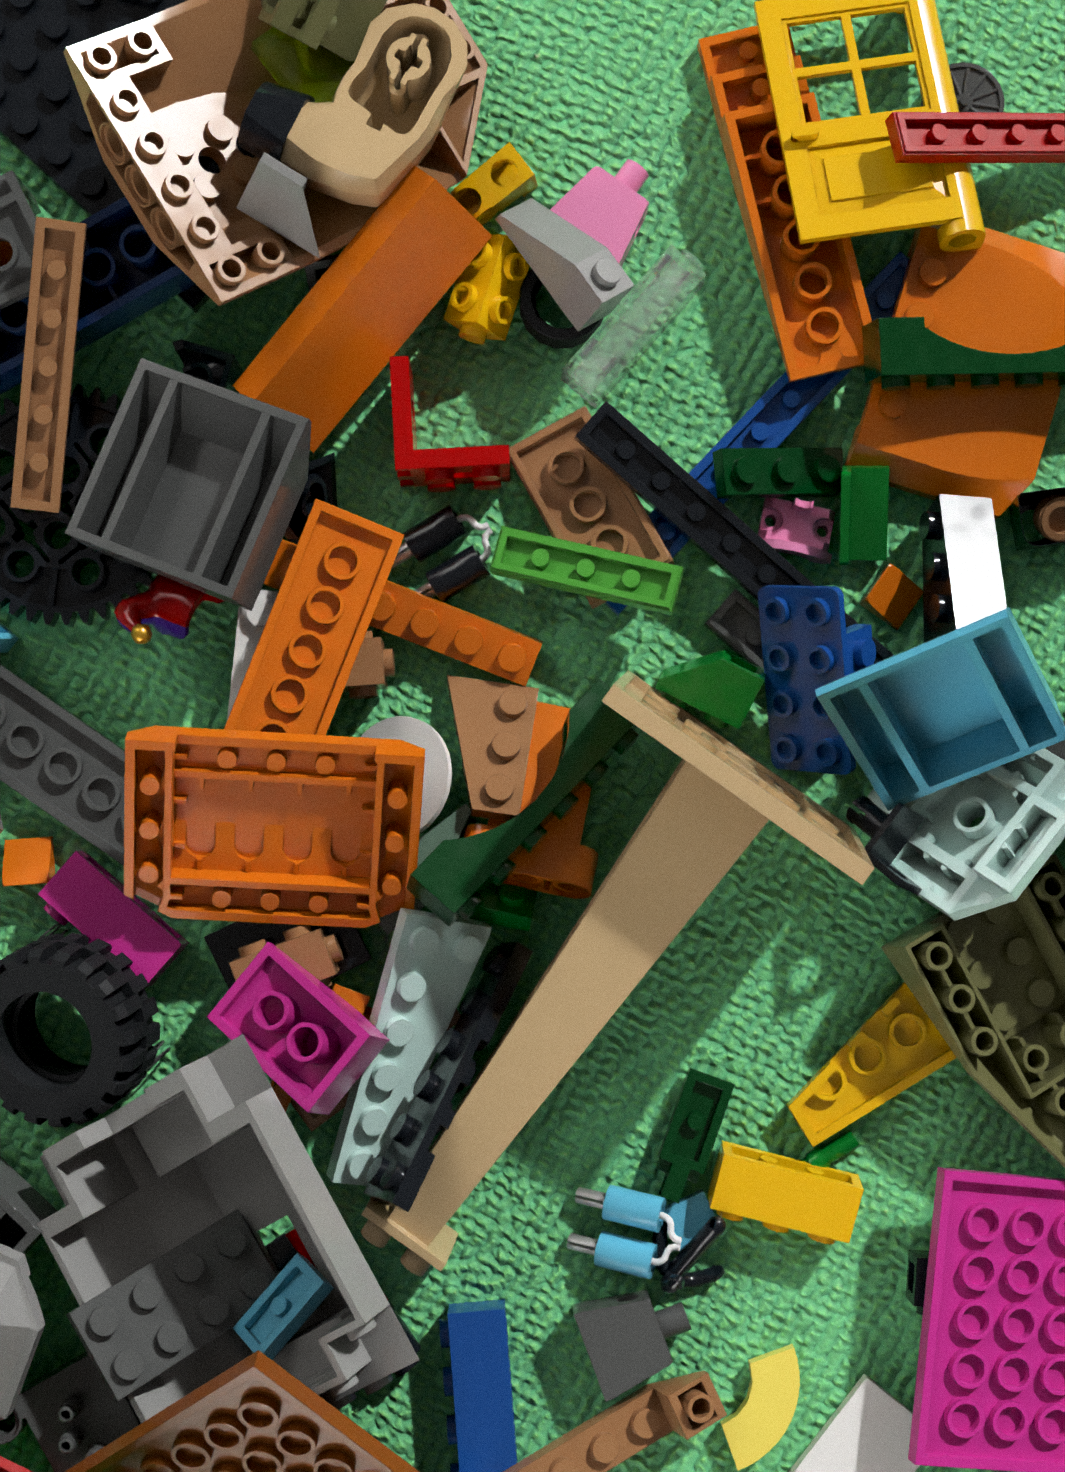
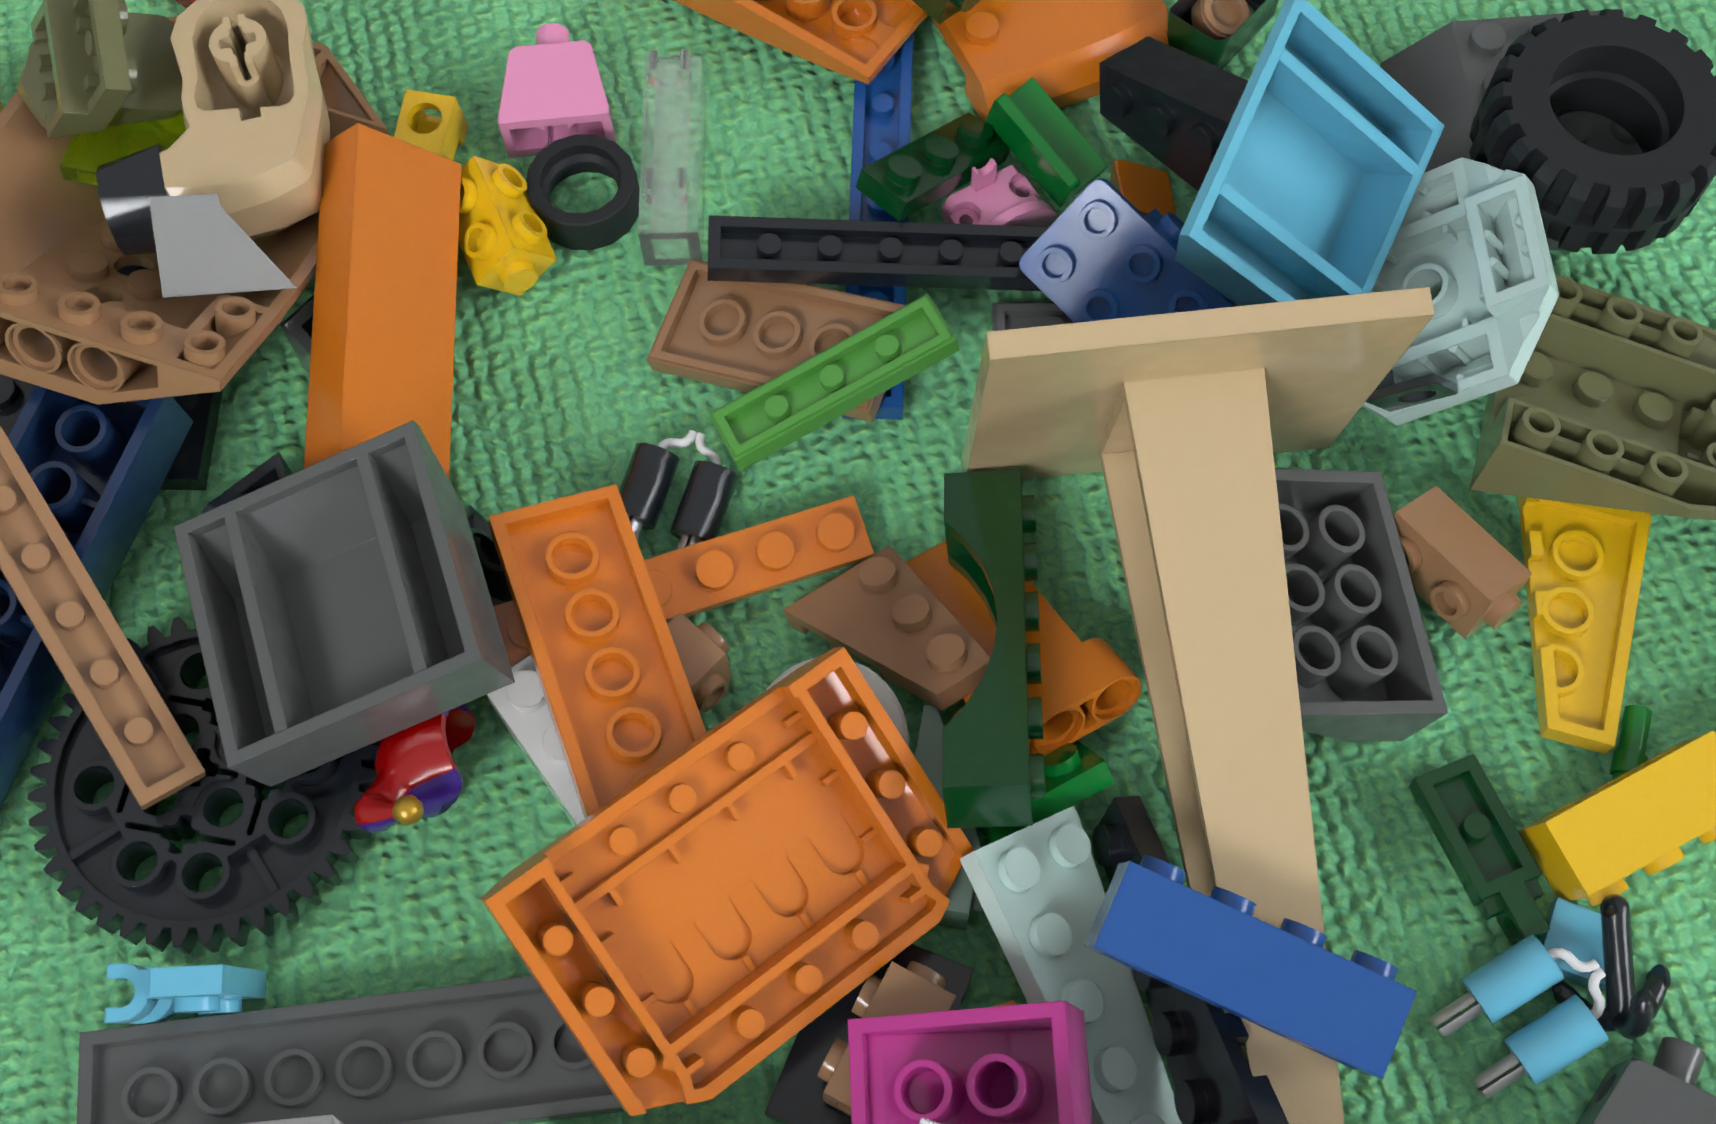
camera: 35 degrees left, 20 degrees down
(437, 467) = (591, 409): red bracket -> none
(472, 1101) = (1252, 968): none -> blue brick
(567, 261) = (574, 131): light grey slope -> none
(737, 947) = (1353, 610): none -> dark grey slope
(830, 977) = (1458, 564): none -> medium nougat brick

